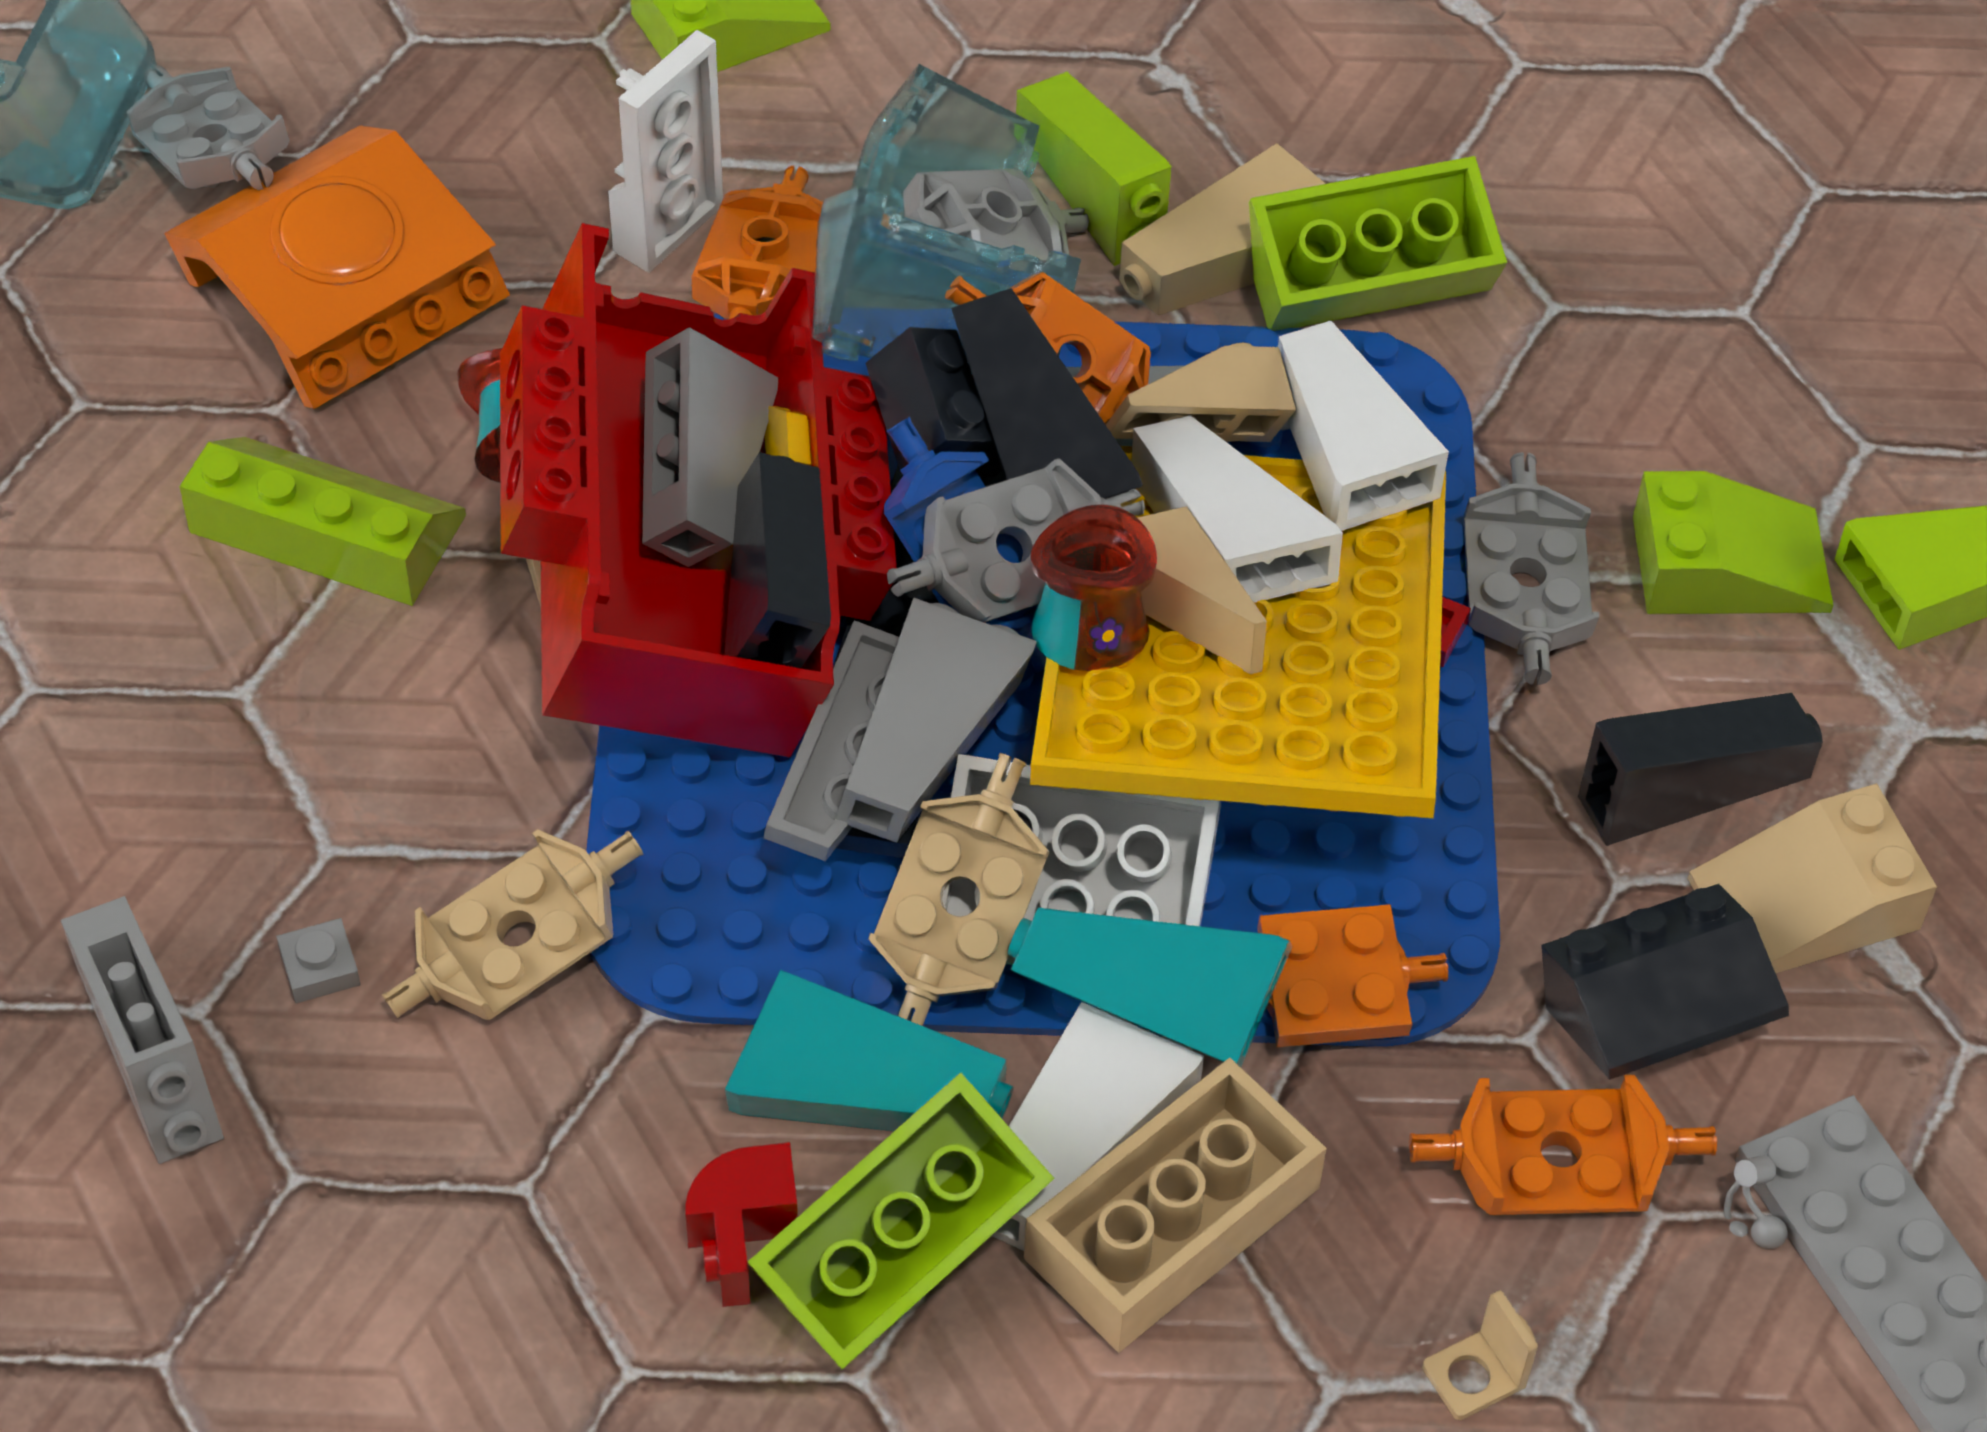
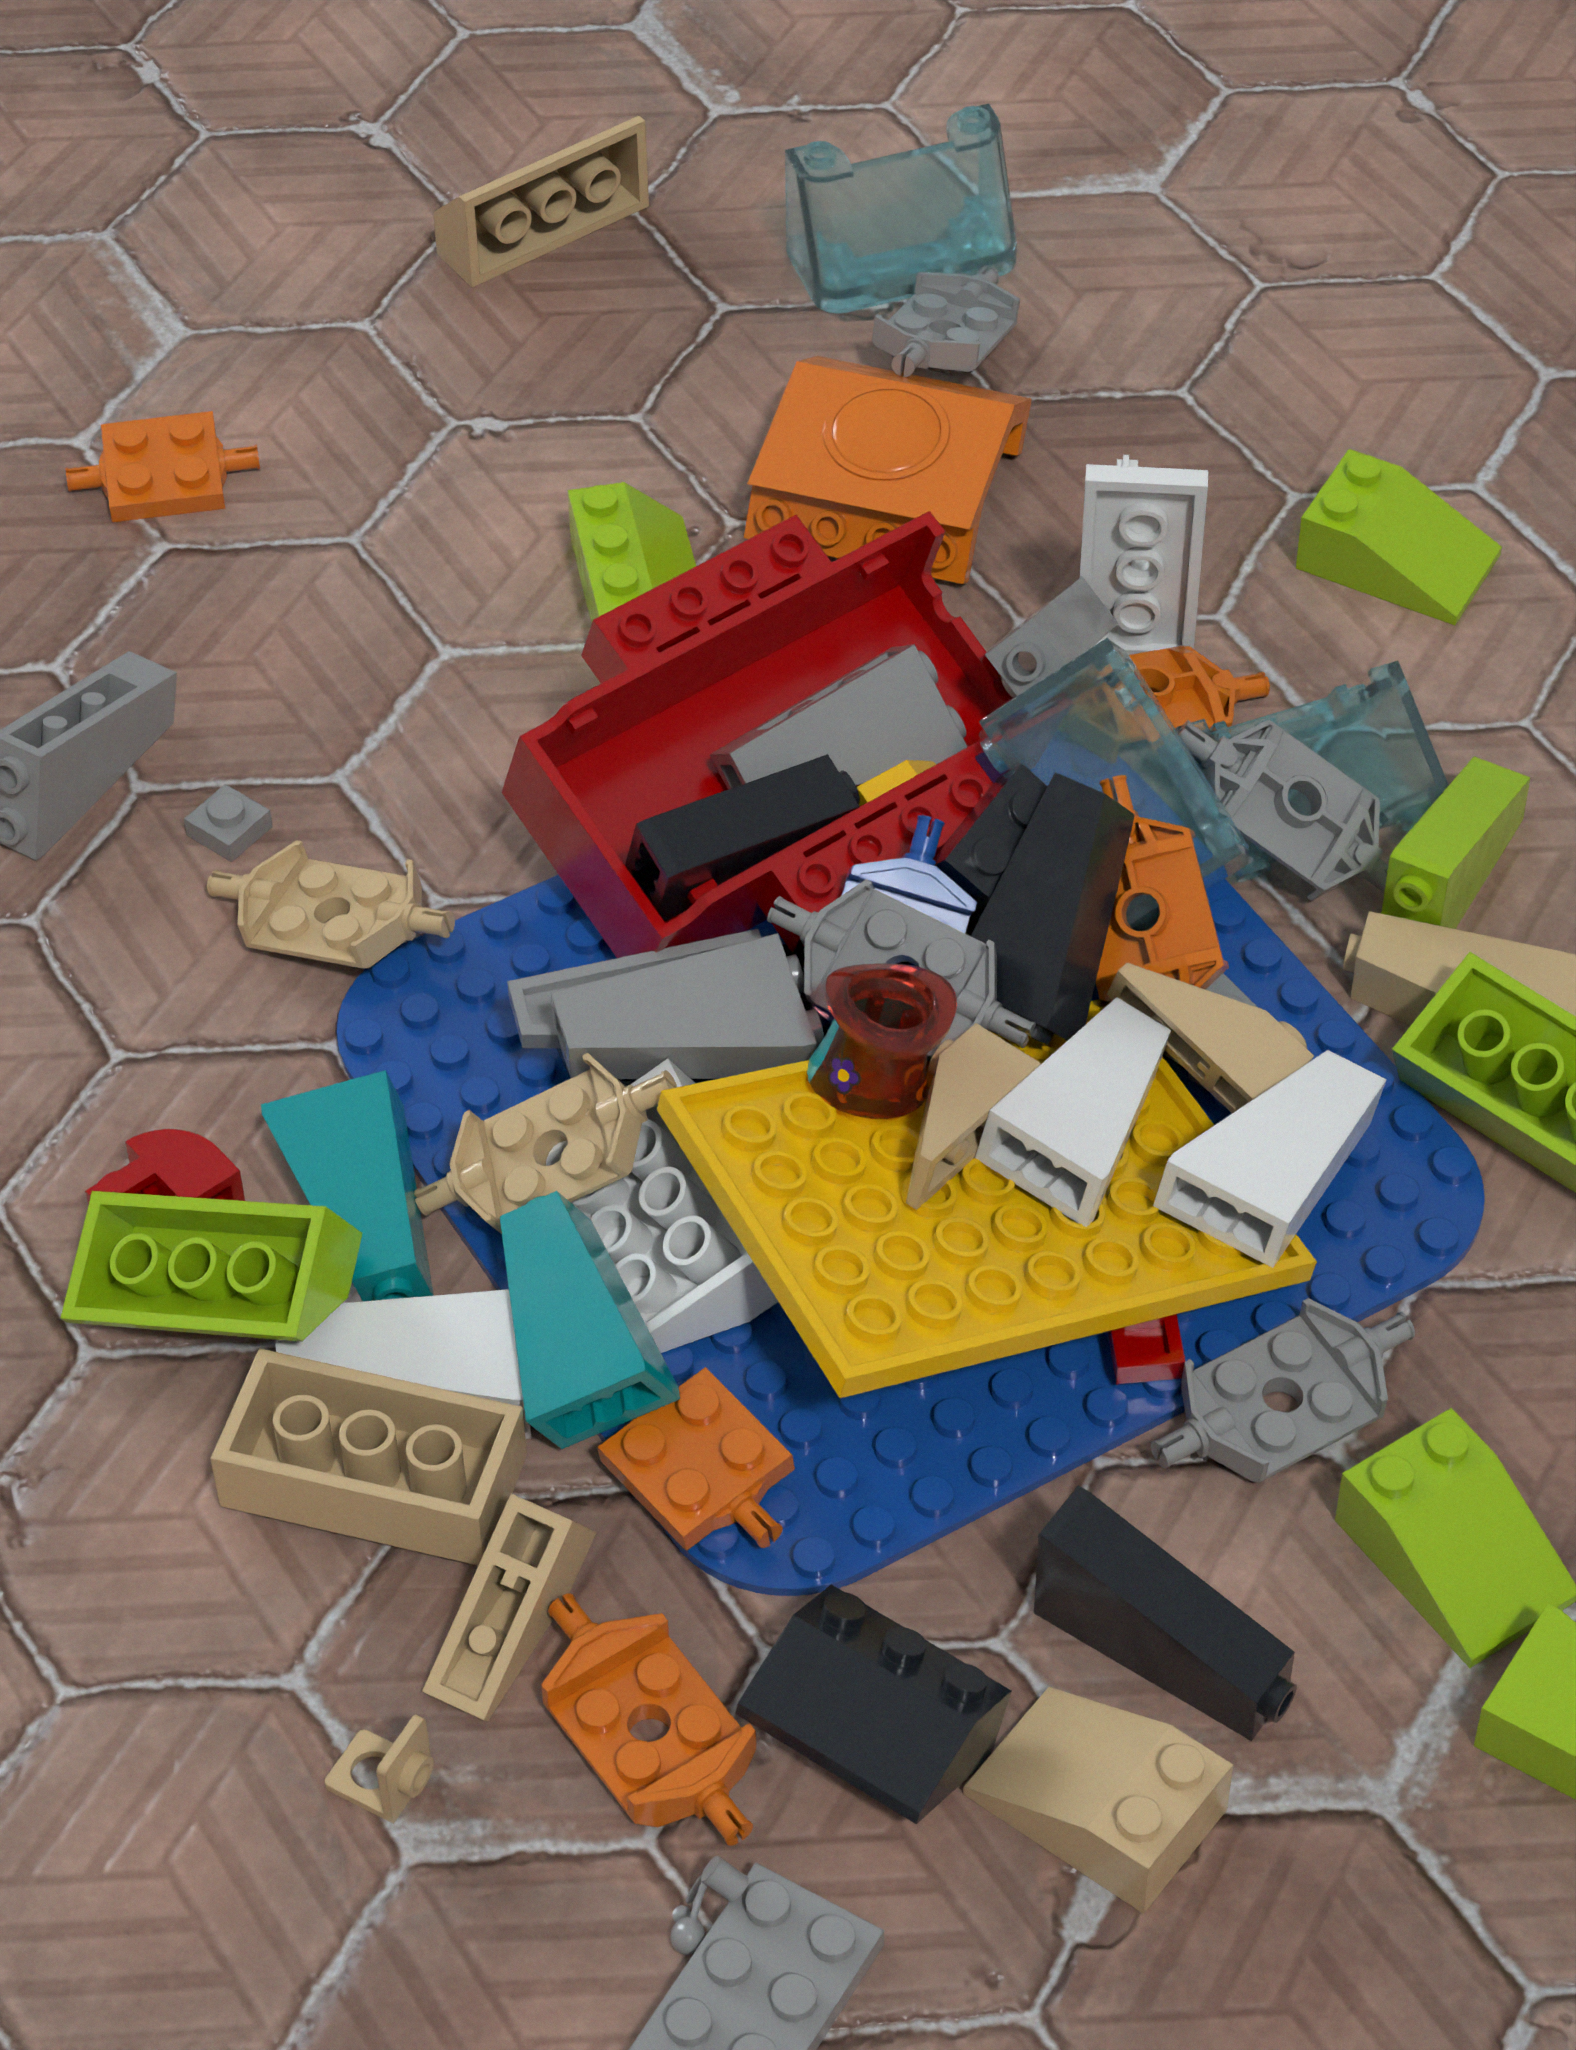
camera: 60 degrees right, 5 degrees down
(707, 262) = (1053, 635): none -> light grey slope
(1387, 1185) = (506, 1607): none -> tan slope

